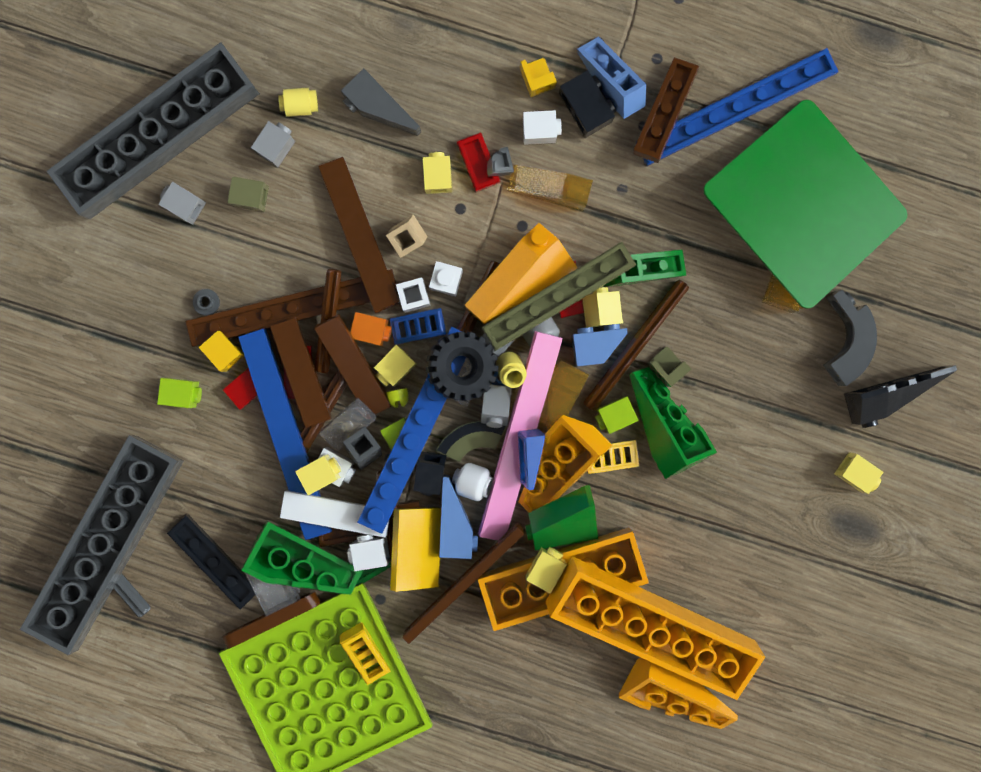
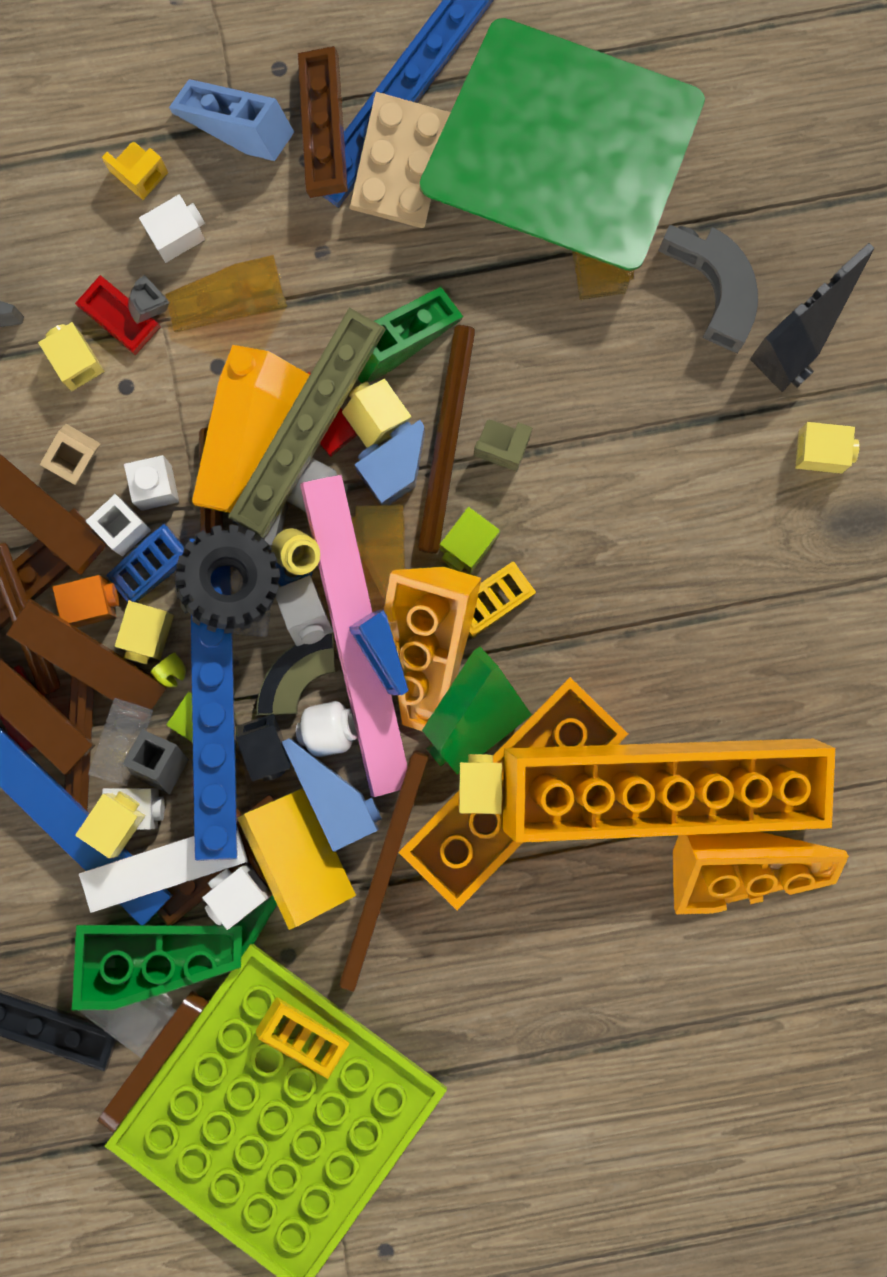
camera: 25 degrees left, 5 degrees down
(587, 103) = (217, 167): black brick -> none
(671, 436) = (555, 530): green wedge -> none
(699, 157) = (394, 158): none -> tan plate

